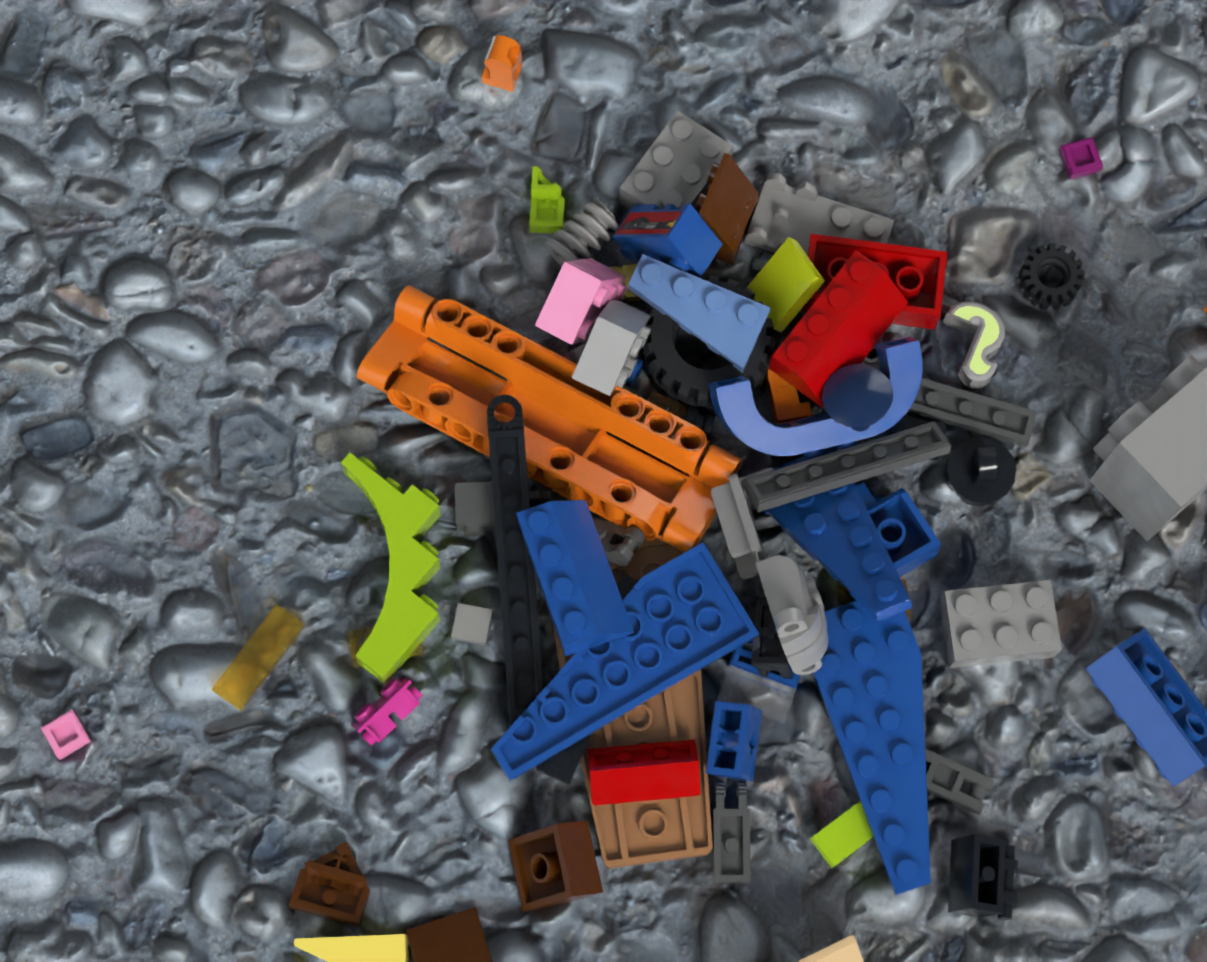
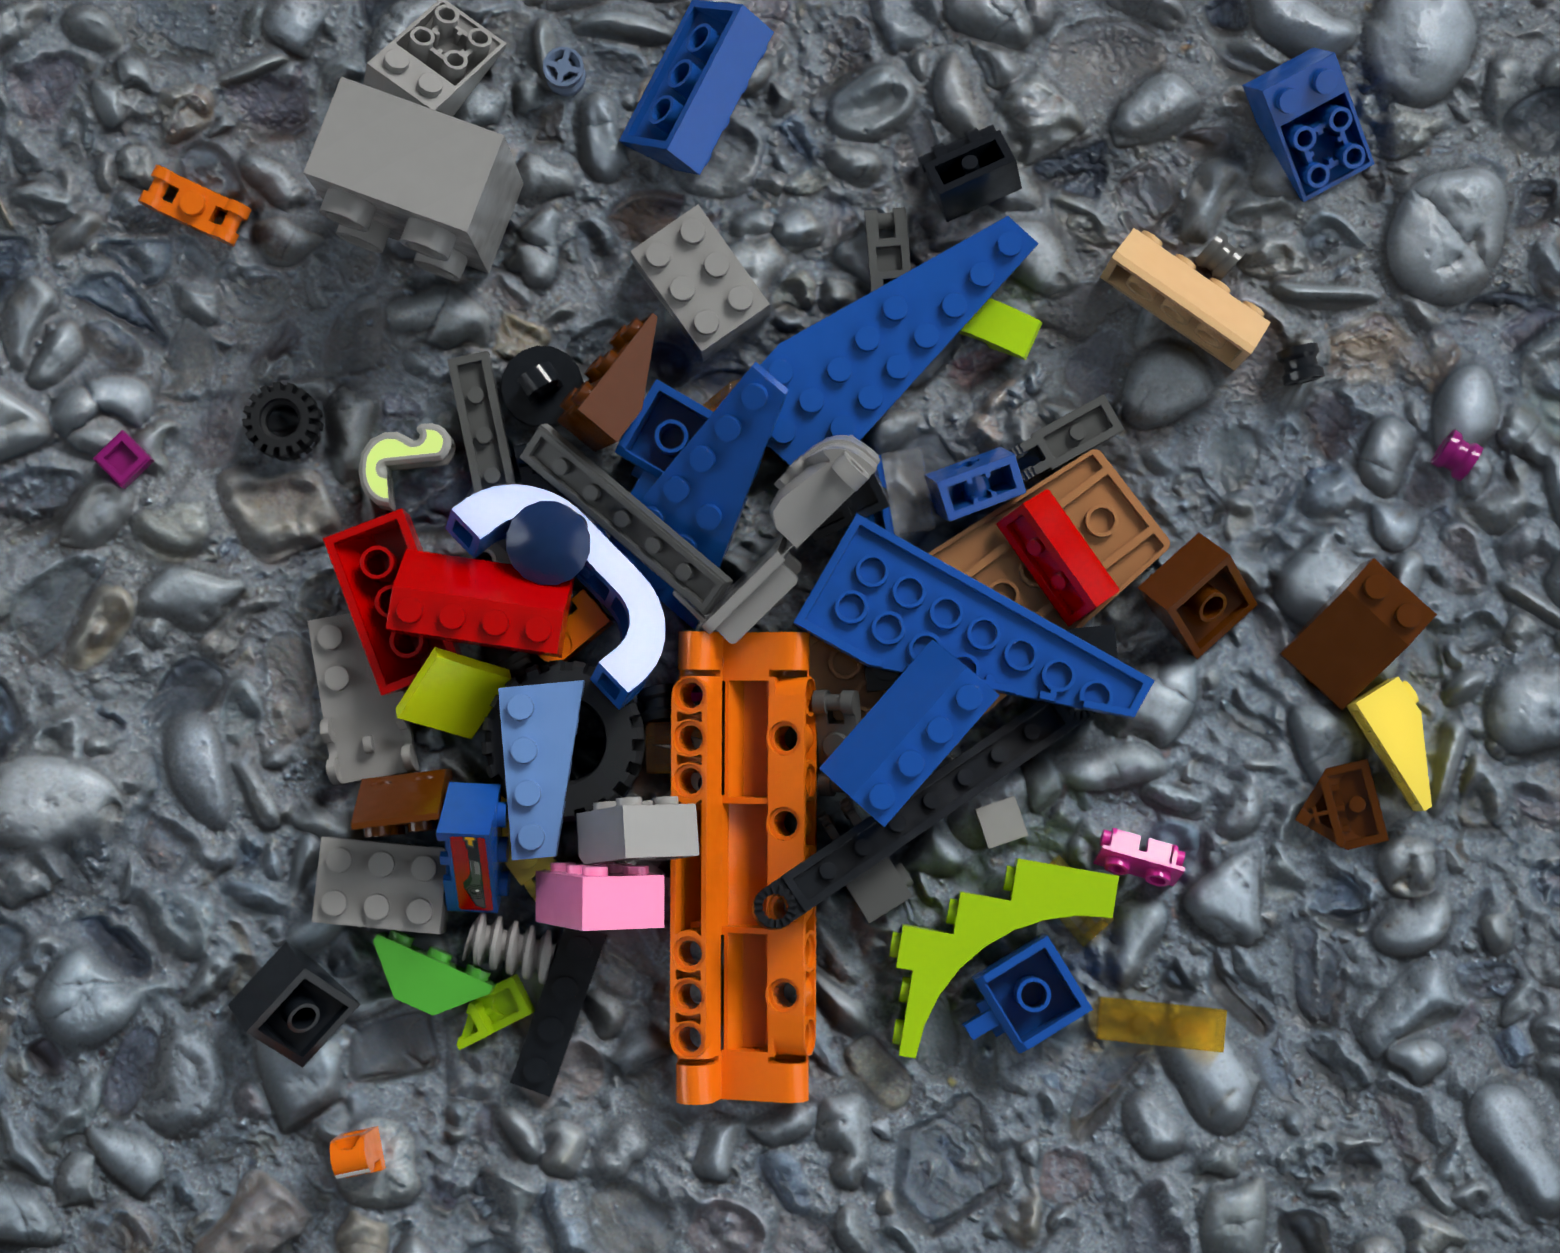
camera: 120 degrees left, 10 degrees up
(66, 734) = (1353, 1176): bright pink tile -> none
(336, 568) = (1027, 996): none -> blue hinge
(515, 241) = (558, 1010): none -> black plate
(595, 170) = (428, 977): none -> bright green slope
(627, 75) = (292, 1005): none -> black slope
(944, 506) = (615, 389): none -> reddish brown slope

